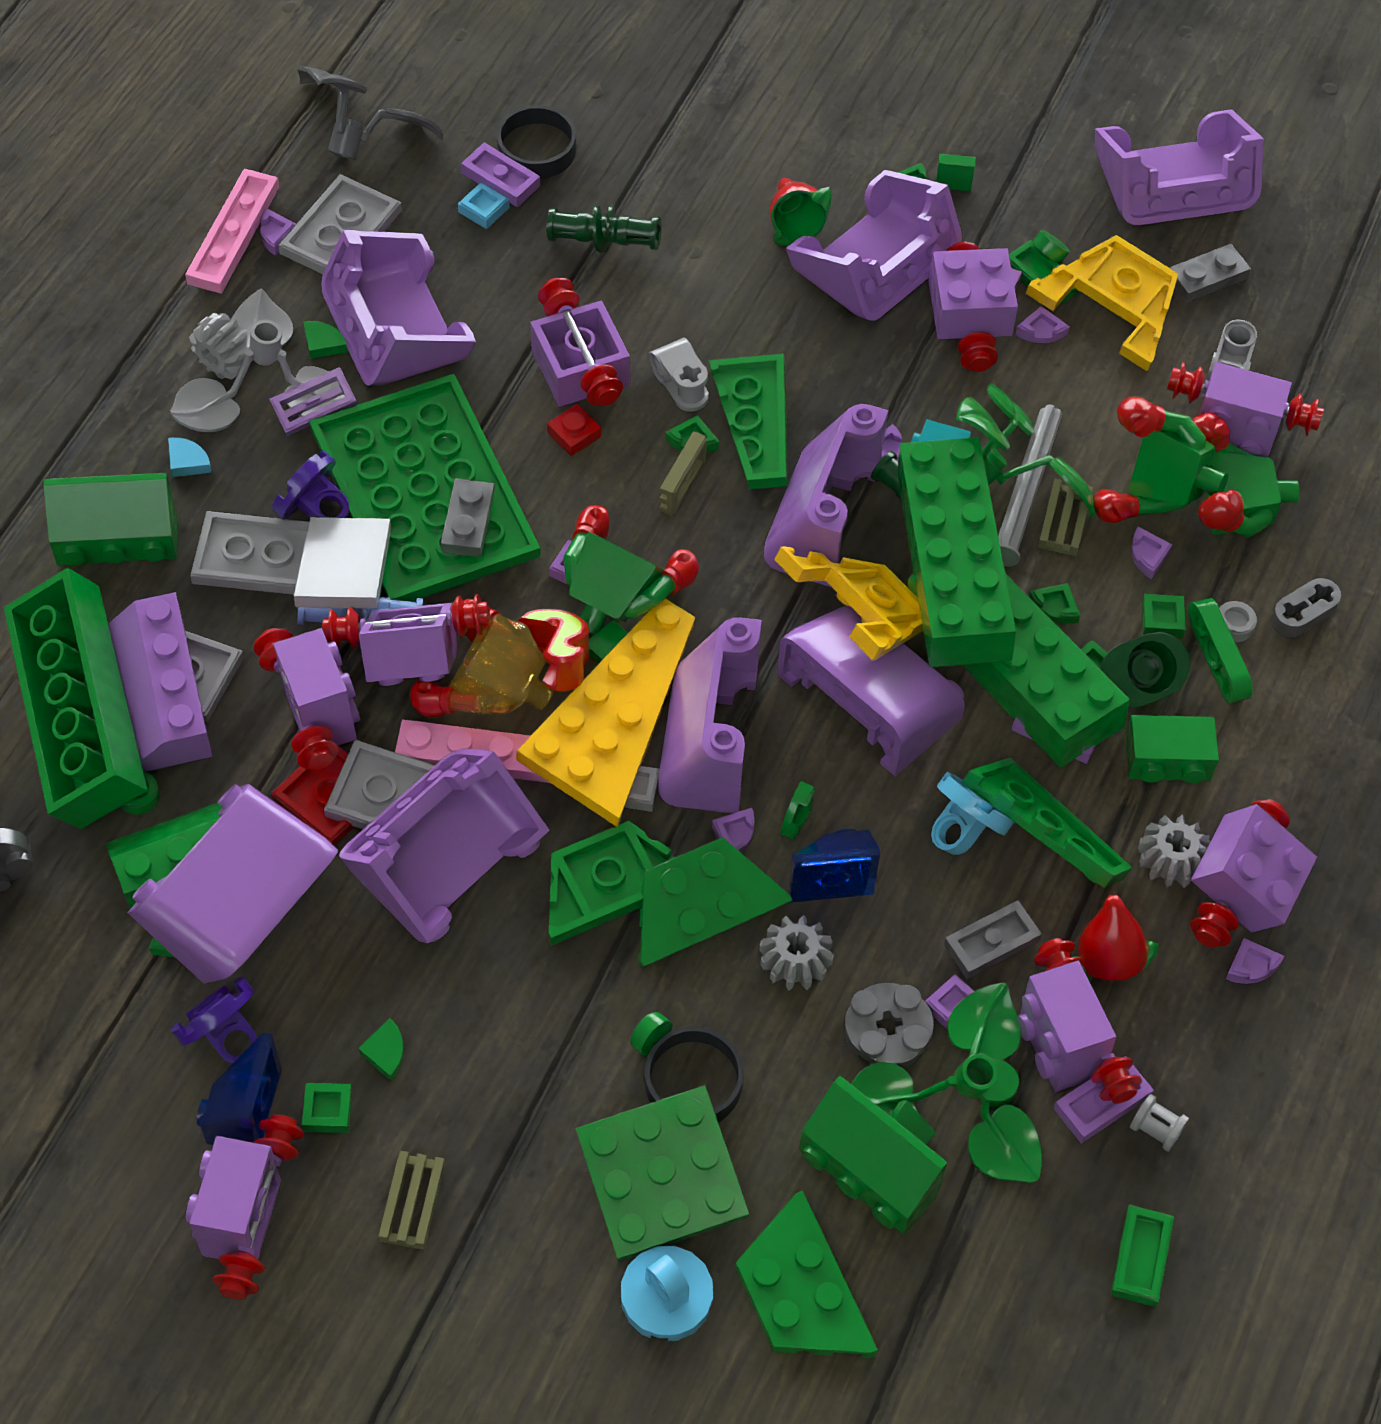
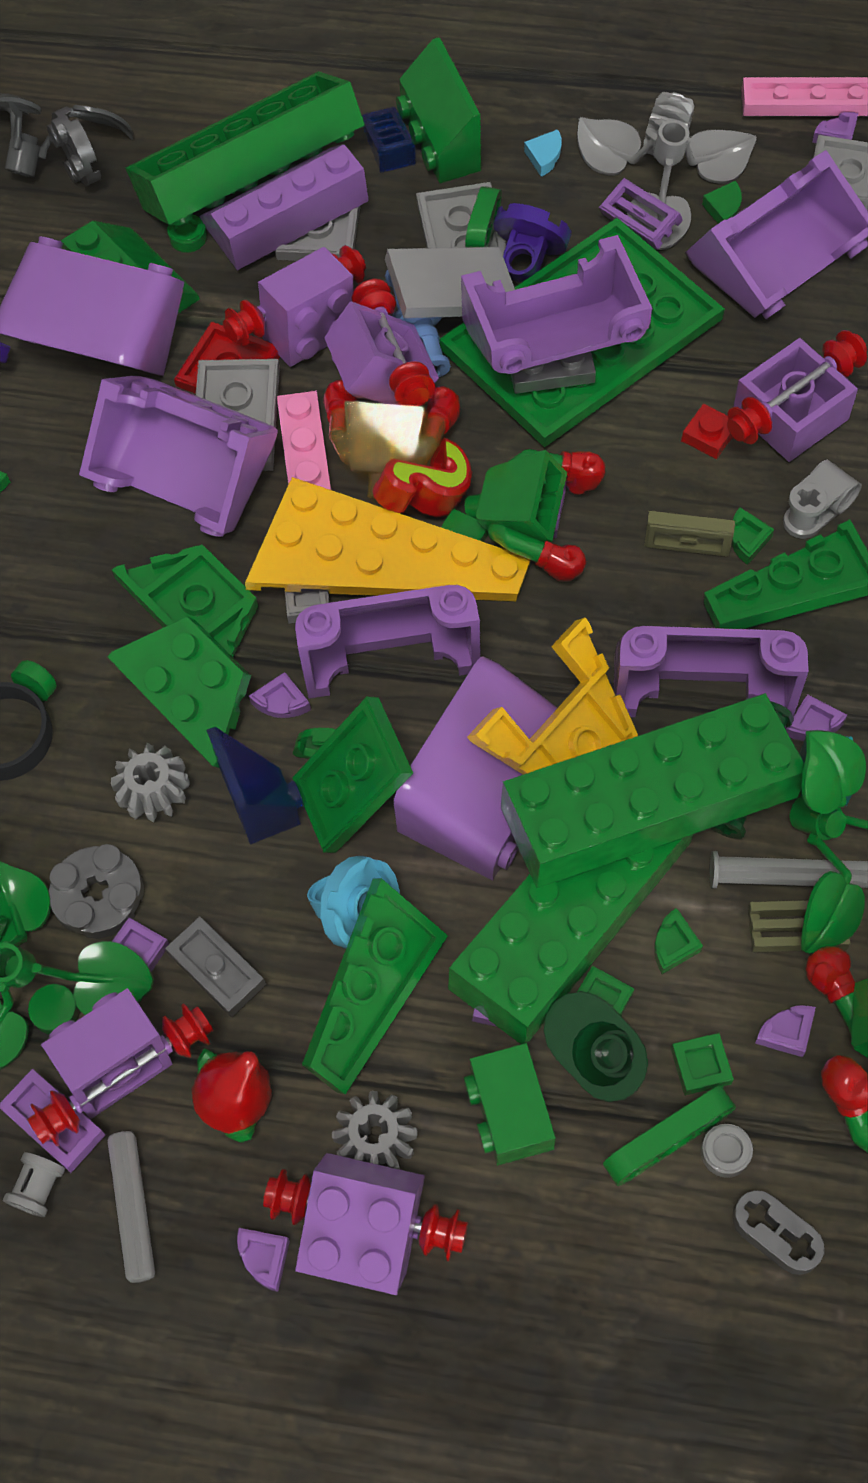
camera: 80 degrees right, 5 degrees up
(112, 568) = (389, 139): none -> clear blue slope
(268, 522) = (481, 222): none -> green beam
(436, 480) = (560, 316): none -> medium lavender windscreen
(858, 772) = (352, 774): none -> green tile
(1191, 1053) = (131, 1207): none -> light grey axle

